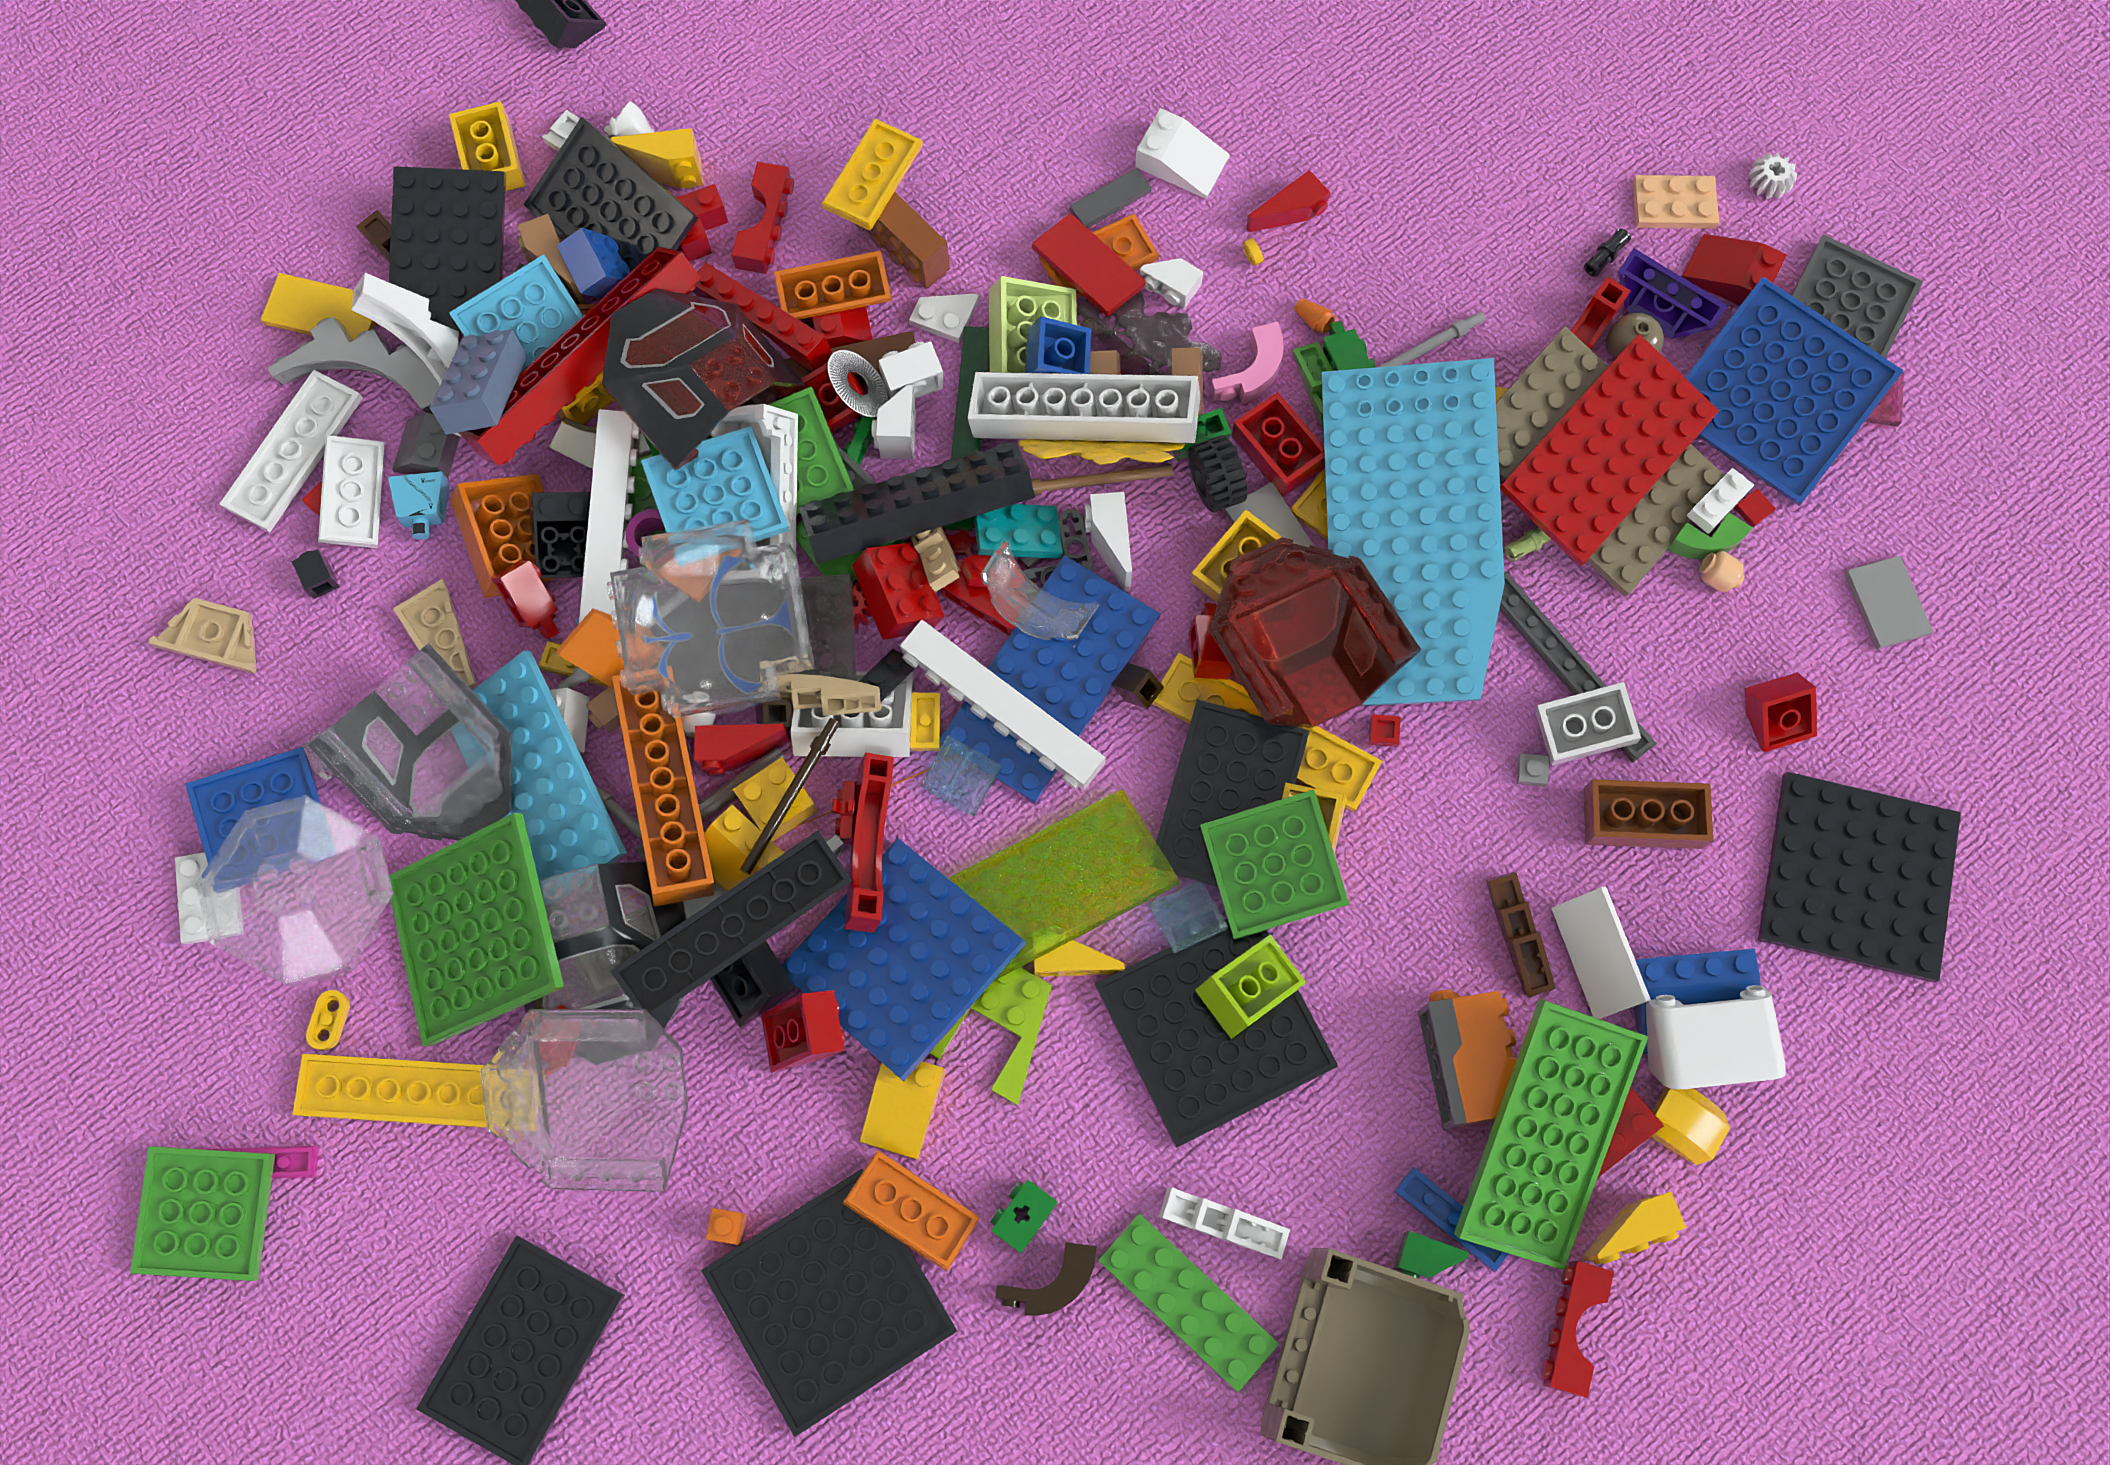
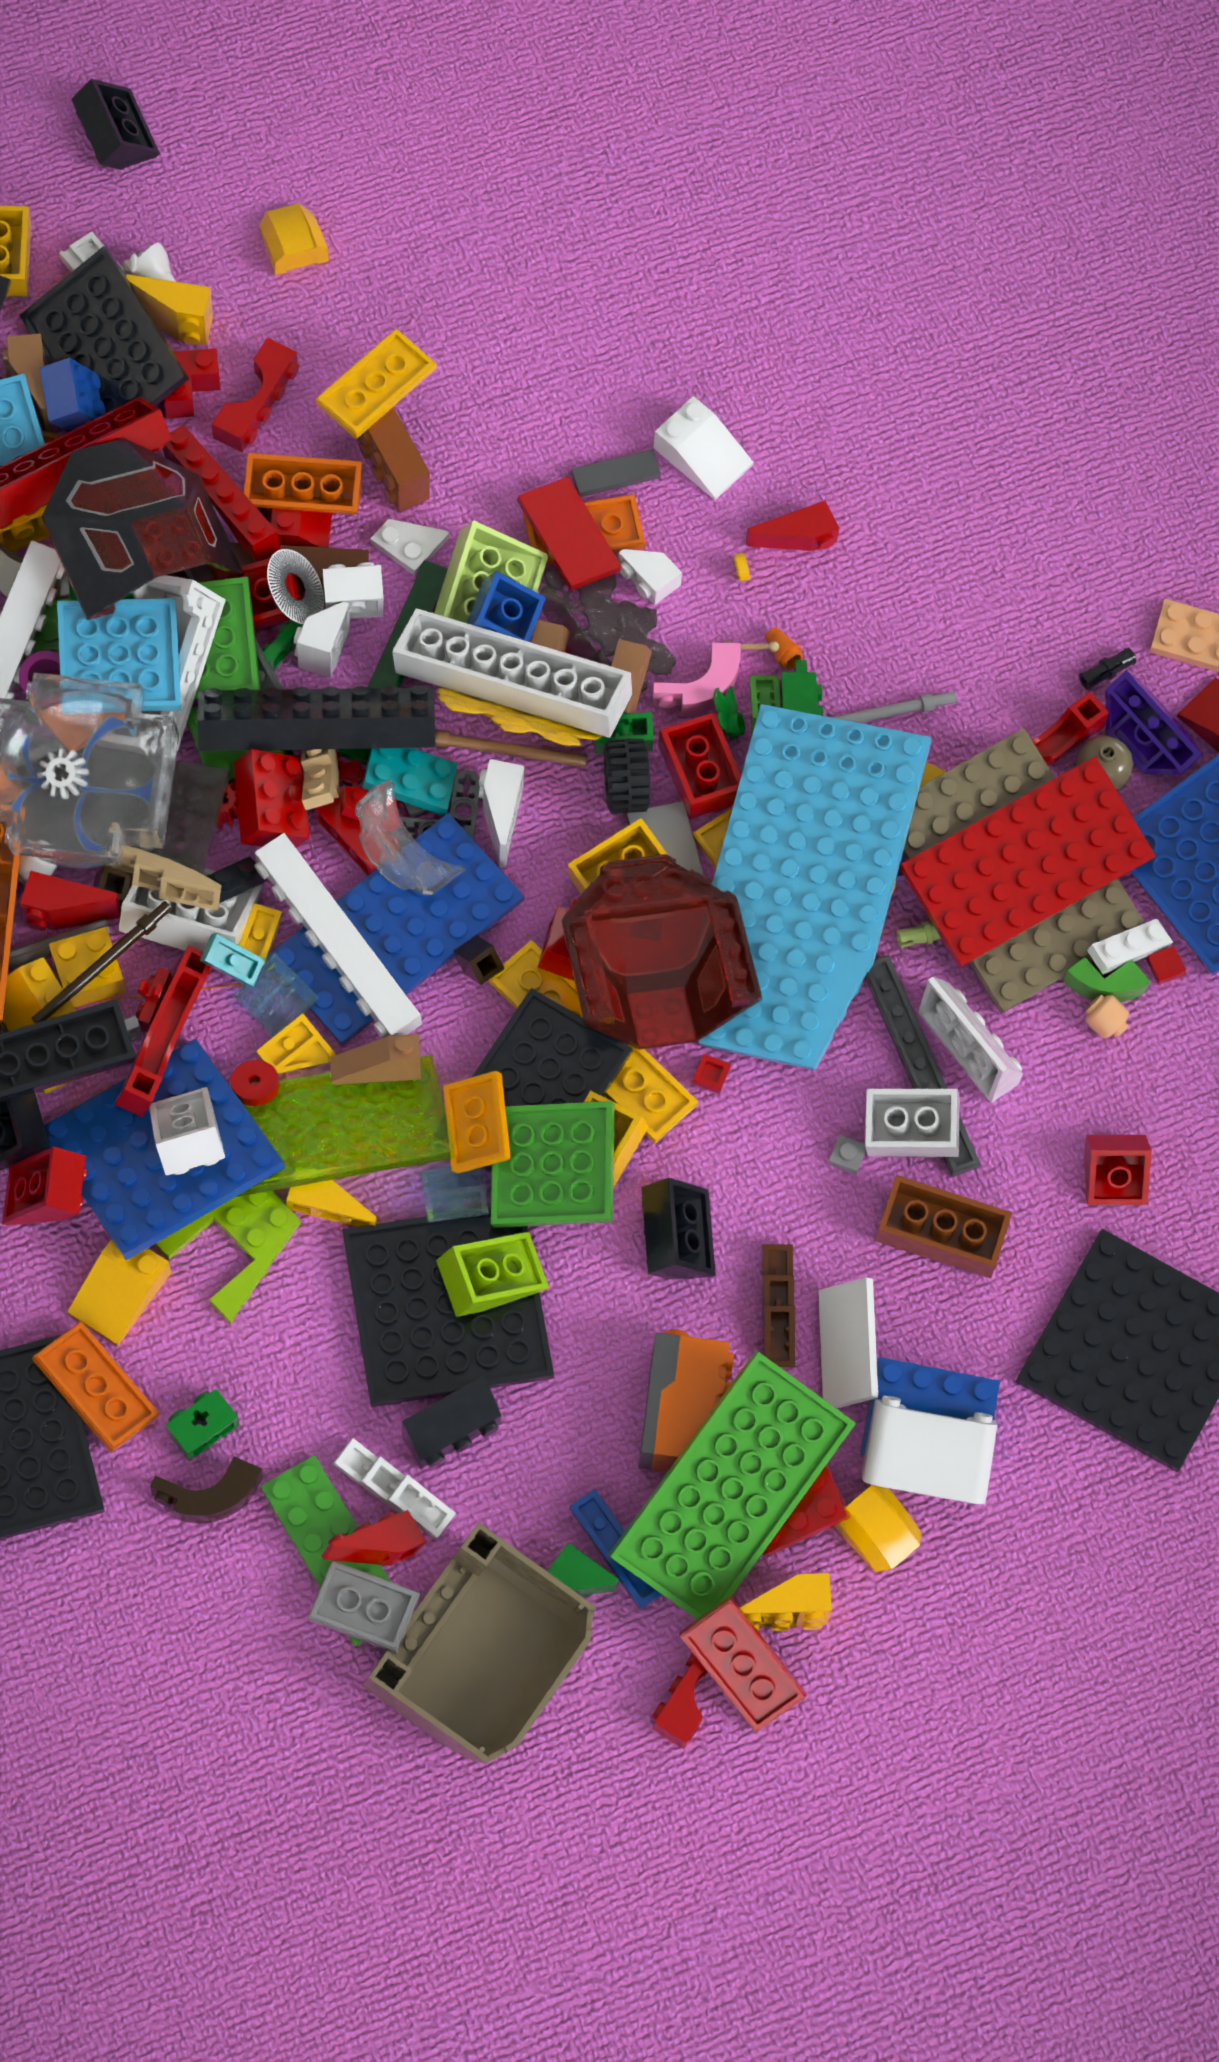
camera: 10 degrees right, 5 degrees down
(705, 616) = (72, 766): none -> white gear
(751, 67) = (292, 238): none -> yellow slope
(910, 754) = (232, 960): none -> plate
(922, 937) = (186, 1131): none -> white slope
(960, 856) = (252, 1072): none -> red piece
(994, 819) = (296, 1047): none -> yellow wing
(1078, 811) = (379, 1061): none -> medium nougat slope
(1190, 844) = (477, 1121): none -> light orange plate
(1235, 1285) = (382, 1543): none -> red slope
(1237, 1354) = (364, 1606): none -> light grey tile
(1261, 1146) = (451, 1423): none -> black slope
(1291, 394) = (729, 717): none -> green plate
(1307, 316) = (773, 646): none -> tan hinge
(1404, 890) = (678, 1230): none -> black slope
(1609, 632) = (968, 1039): none -> white slope
(1615, 1303) = (743, 1664): none -> tile

